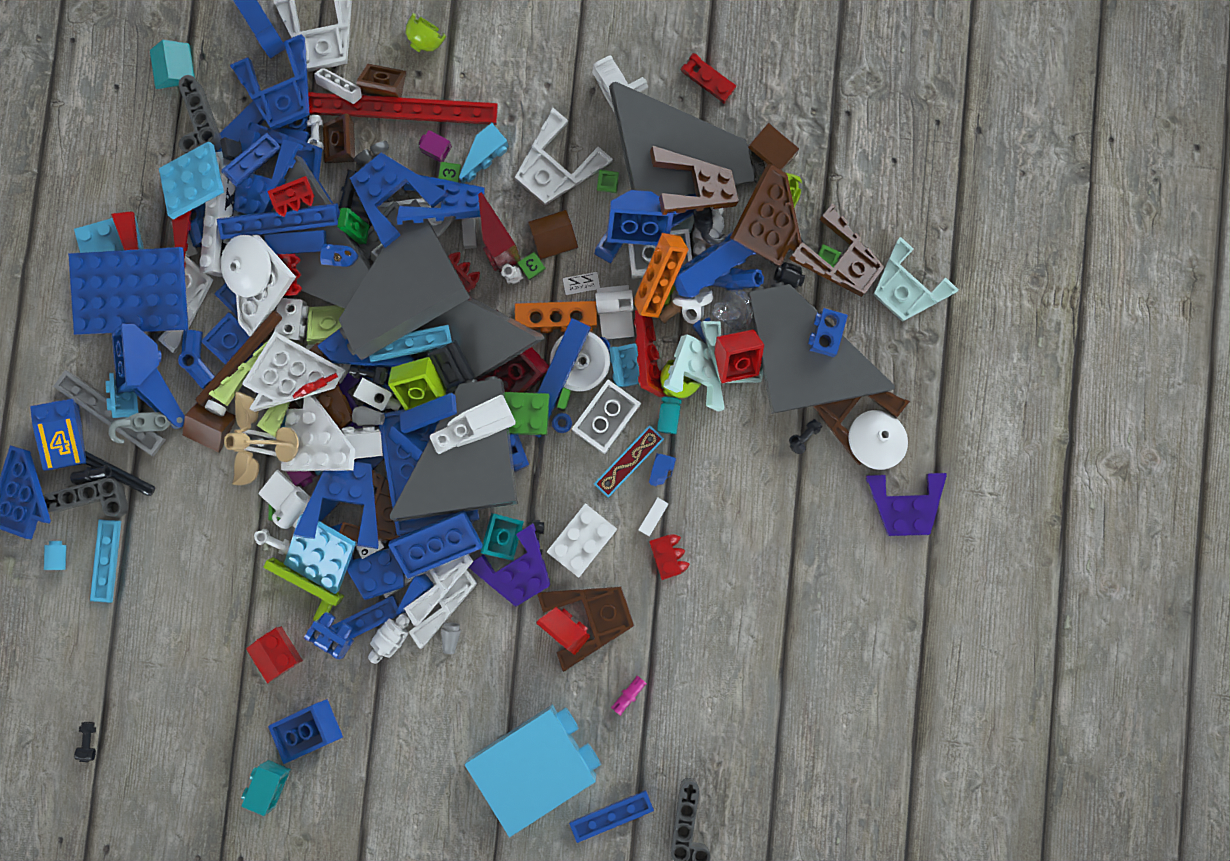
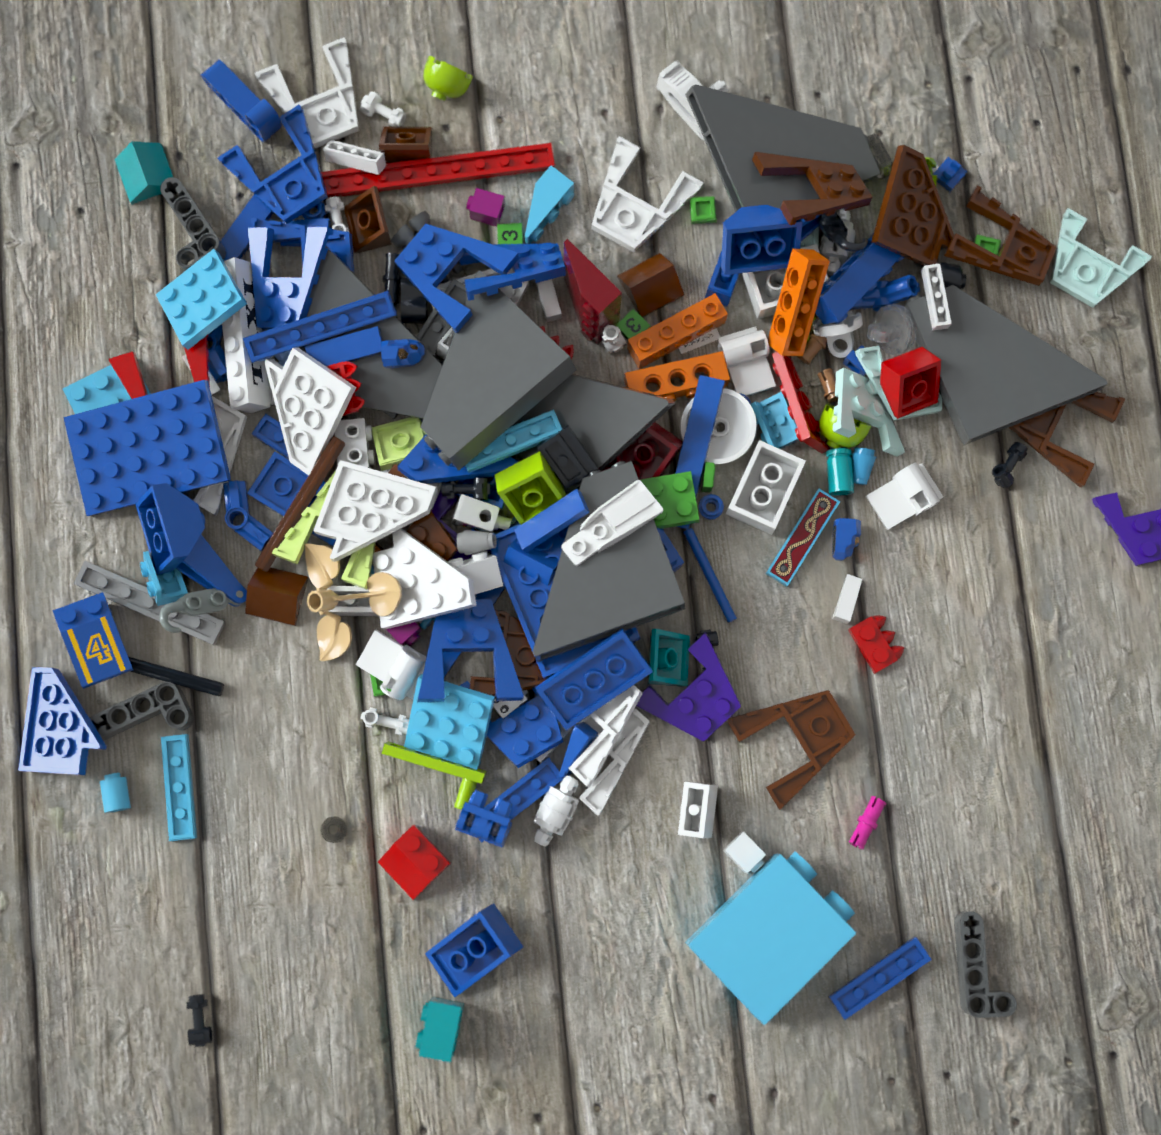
camera: 15 degrees left, 5 degrees down
(91, 474) = (142, 682): black pin -> none
(215, 407) = (283, 569): white tile -> none
(222, 614) = (342, 829): none -> clear smoke plate
(230, 148) = (243, 254): black tile -> none
(246, 265) = (299, 383): white dish -> none
(251, 159) = (270, 261): blue tile -> none
(291, 195) = (331, 291): red plate -> none
(313, 386) = (404, 514): red hand -> none
(353, 226) = (411, 315): green plate -> none
(361, 43) = (373, 104): none -> white bar
(450, 635) = (630, 794): light grey cone -> none
(498, 659) = (698, 810): none -> white brick
(528, 700) = (745, 853): none -> white brick
(549, 477) = (710, 575): none -> blue bar
(564, 276) = (677, 331): none -> orange brick
(564, 630) = (772, 756): red slope -> none
(582, 540) = (768, 642): white brick -> none
(675, 338) = (828, 384): none -> medium nougat pin
(688, 413) = (862, 462): none -> dark azure cone
(708, 78) = (796, 68): red plate -> none
(716, 445) = (907, 494): none -> white piece
(772, 296) = (936, 297): none -> white piece
(774, 147) = (895, 128): reddish brown slope -> none
(812, 190) = (949, 174): none -> blue tile
(832, 334) = (1019, 332): blue brick -> none
(871, 447) = (1092, 458): white dish -> none

